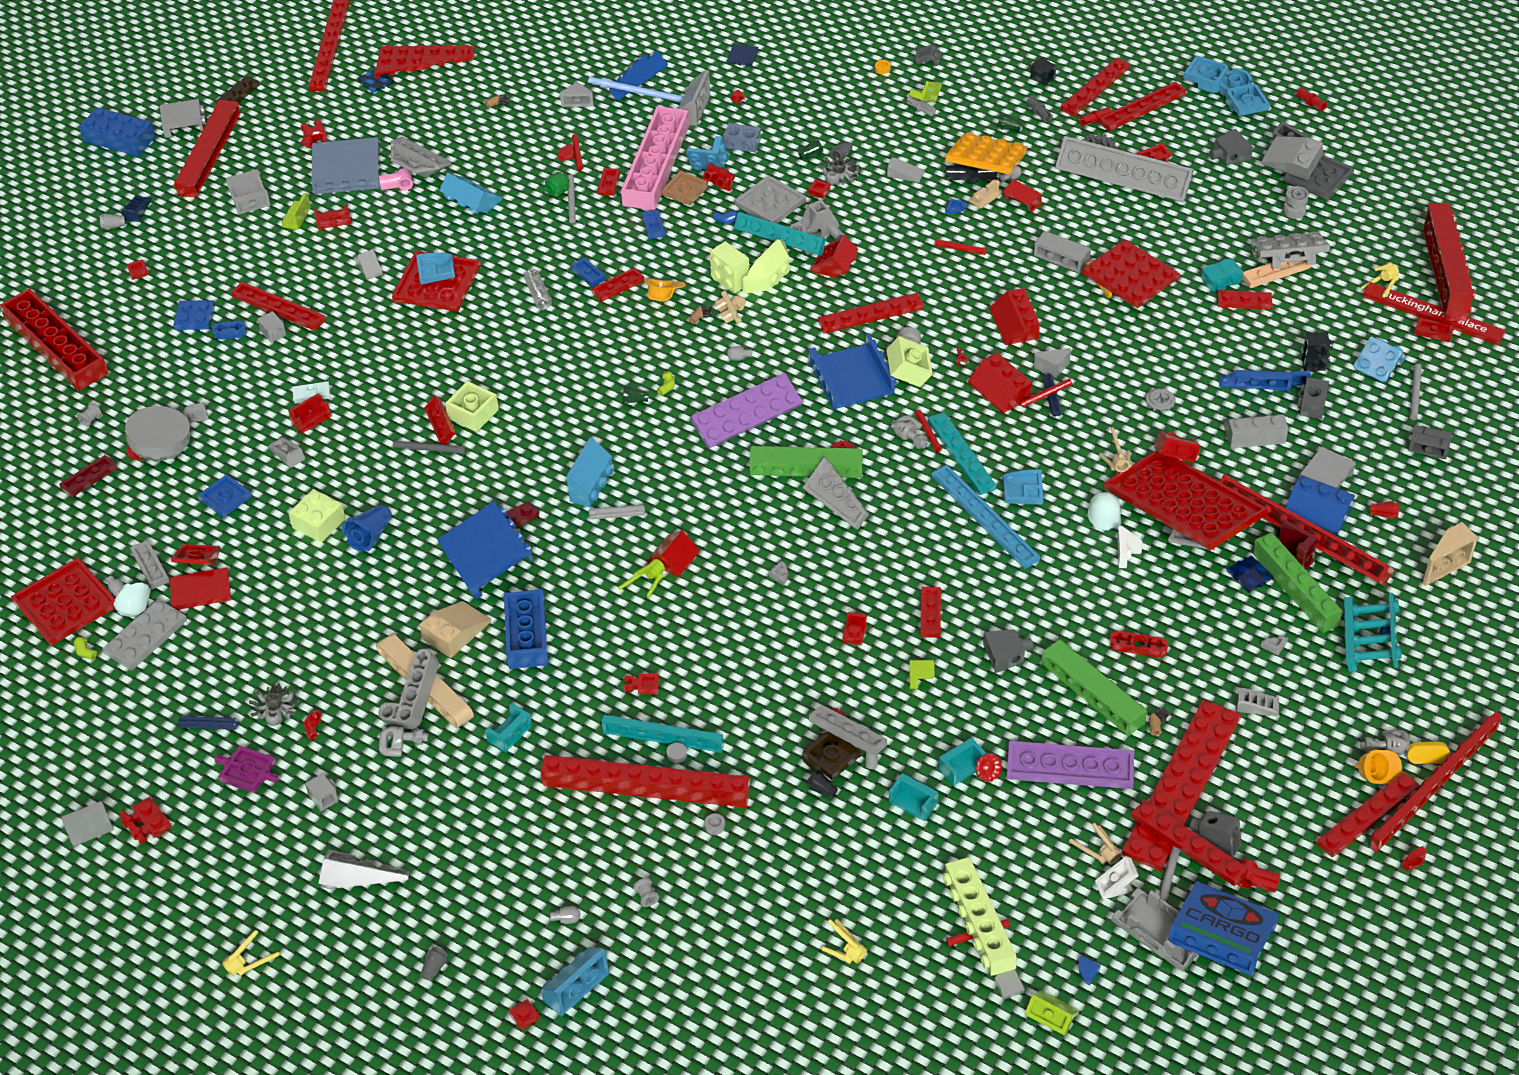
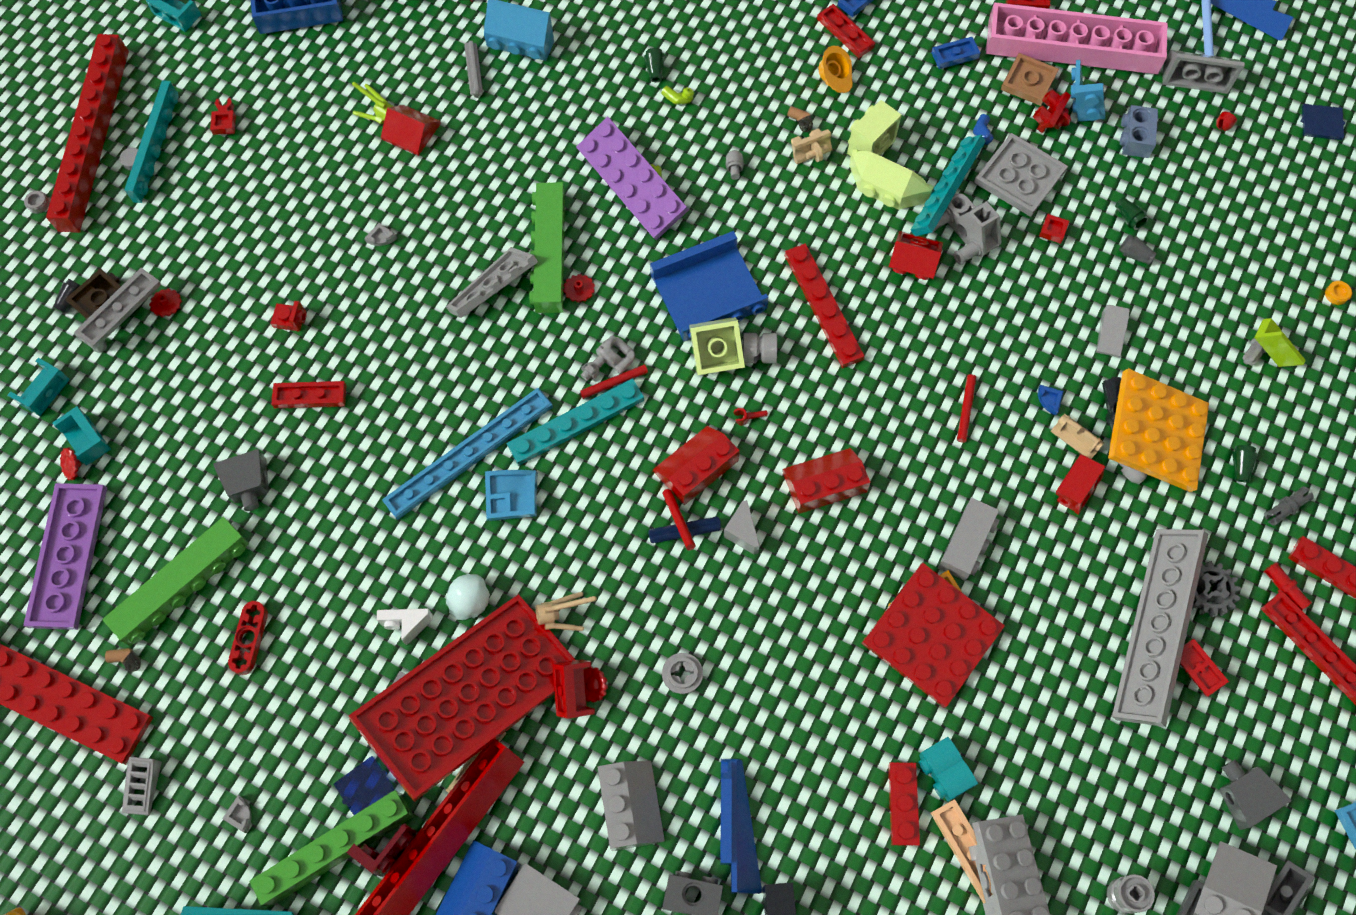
camera: 85 degrees right, 20 degrees up
(840, 169) = (1092, 247): animal -> none
(920, 670) = (212, 385): lime panel -> none

